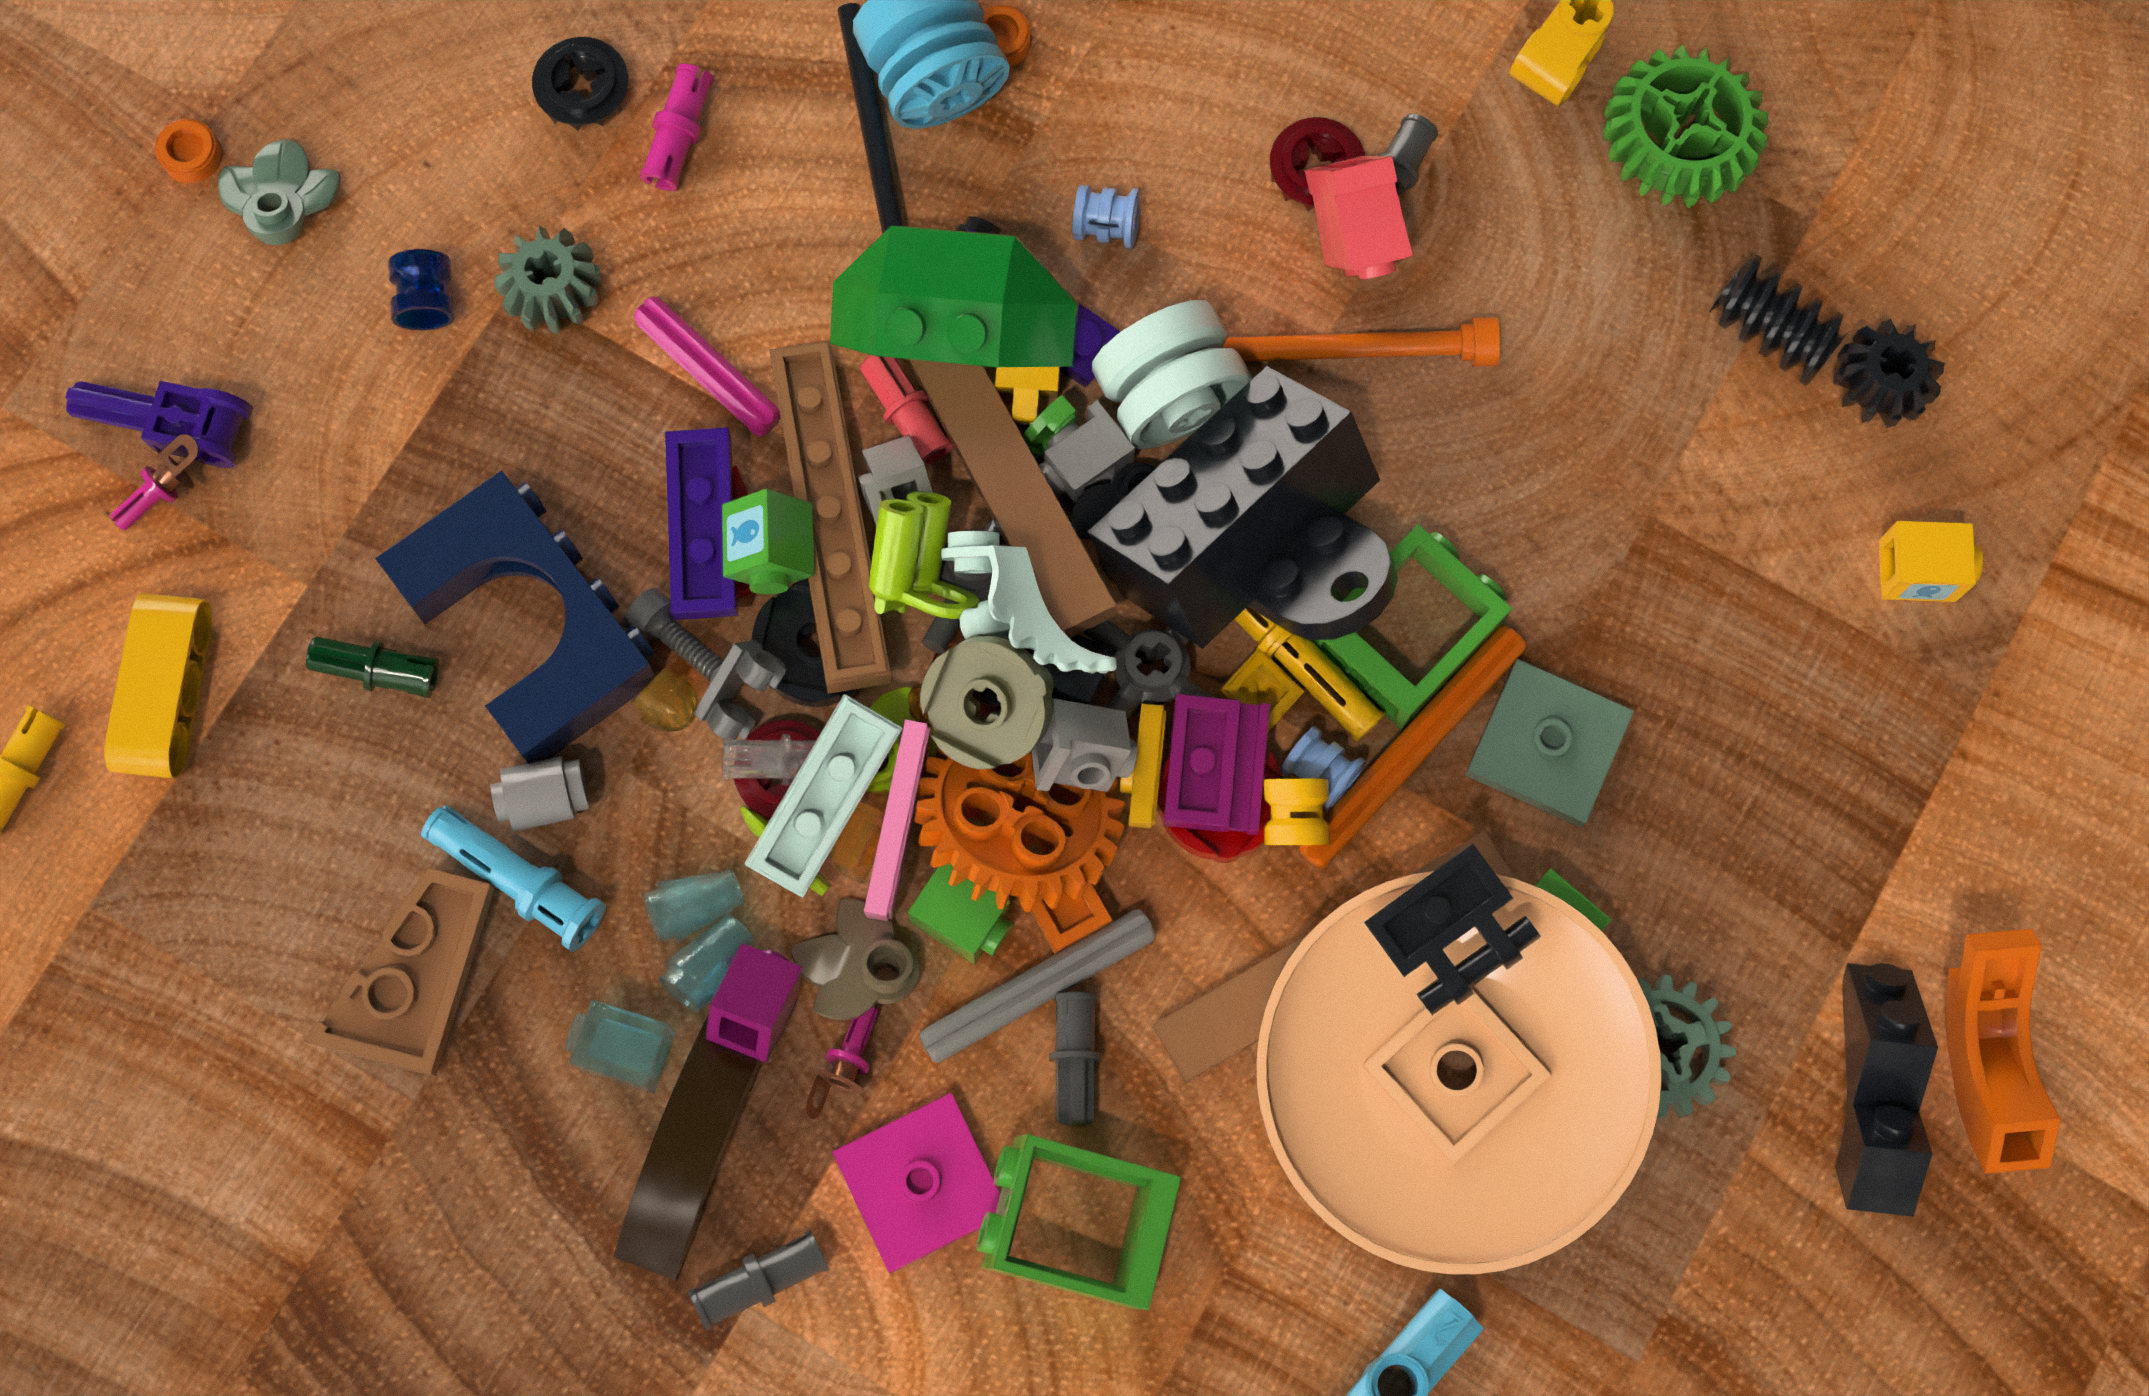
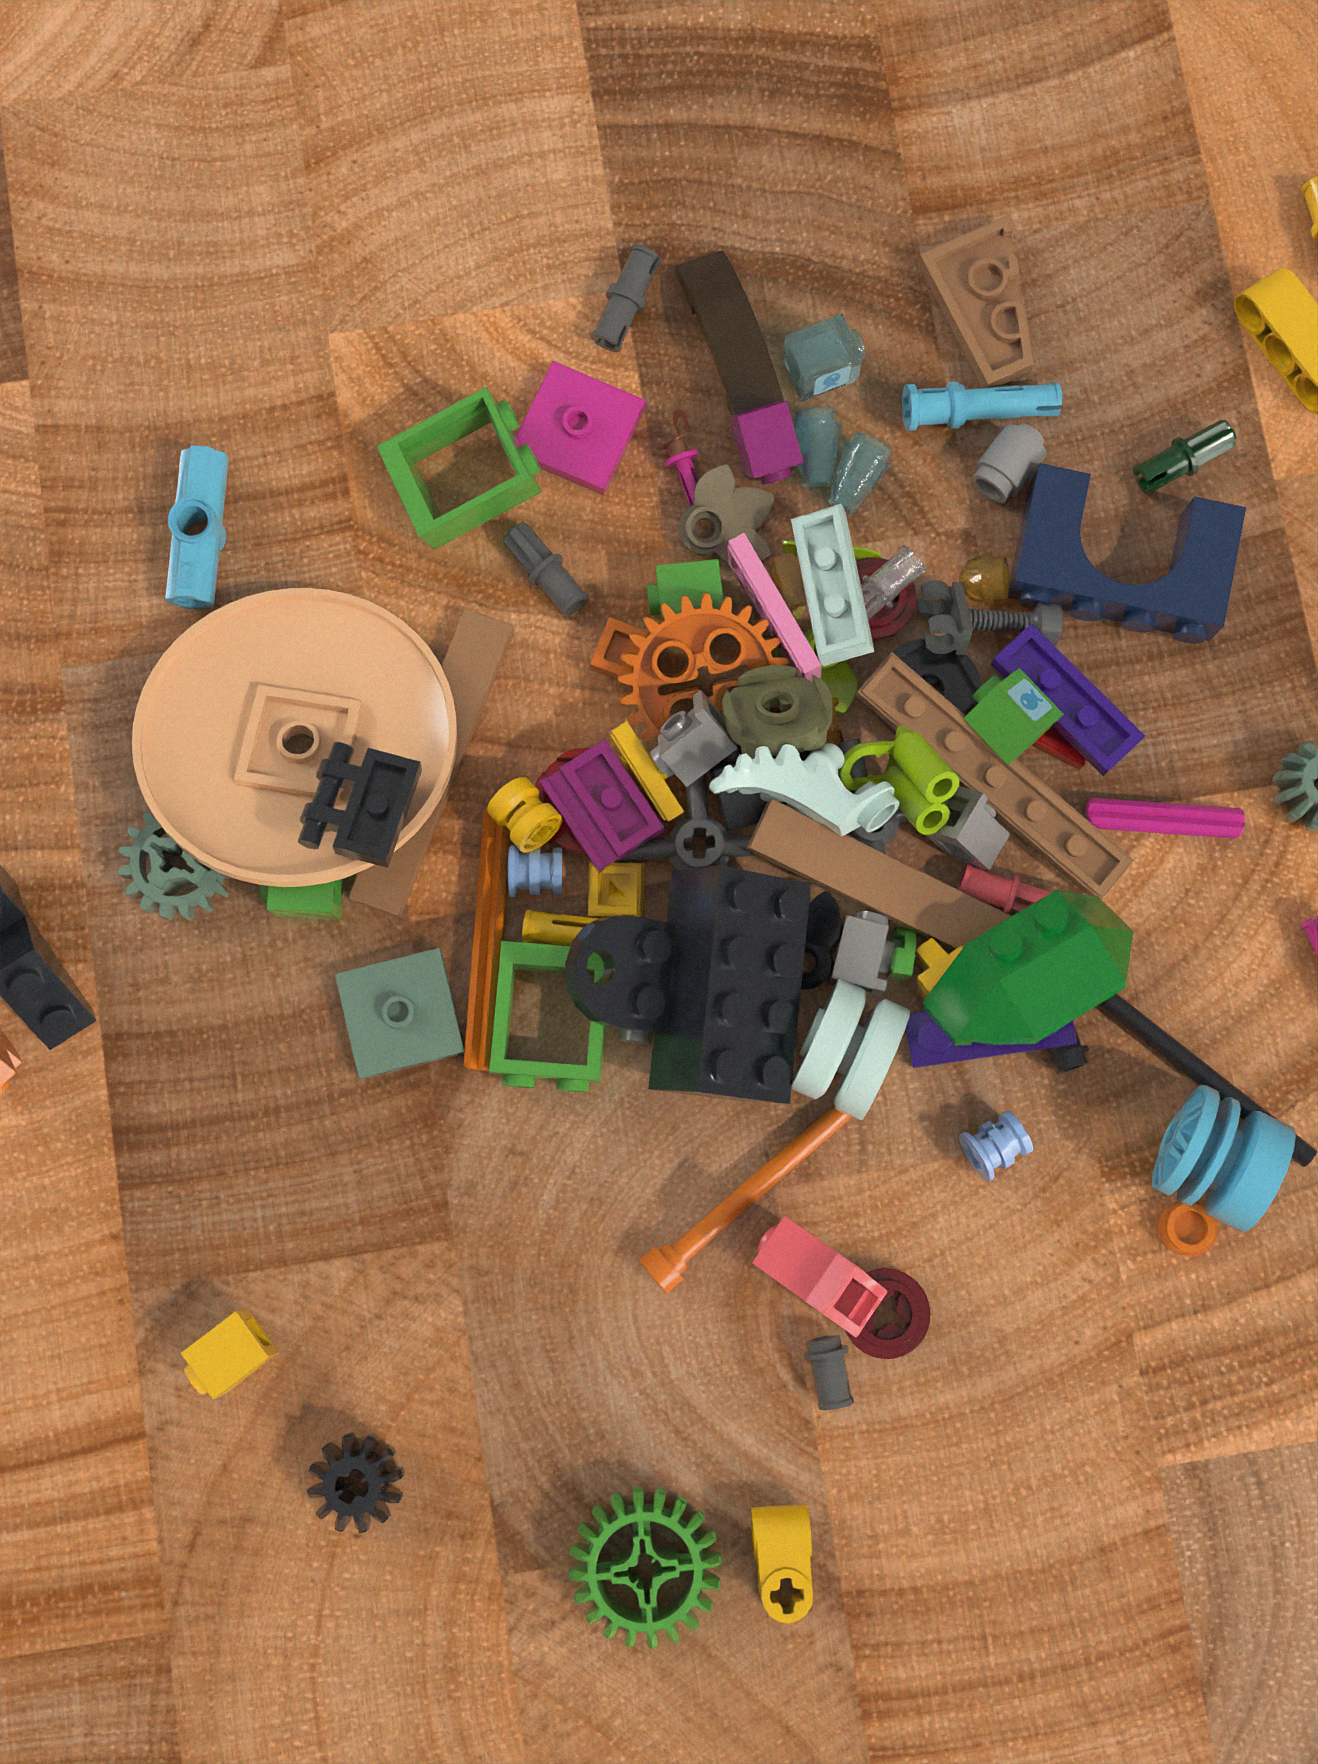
camera: 145 degrees right, 5 degrees up
(1037, 985) = (604, 594): light grey axle -> none
(1779, 319) = (463, 1459): black piece -> none

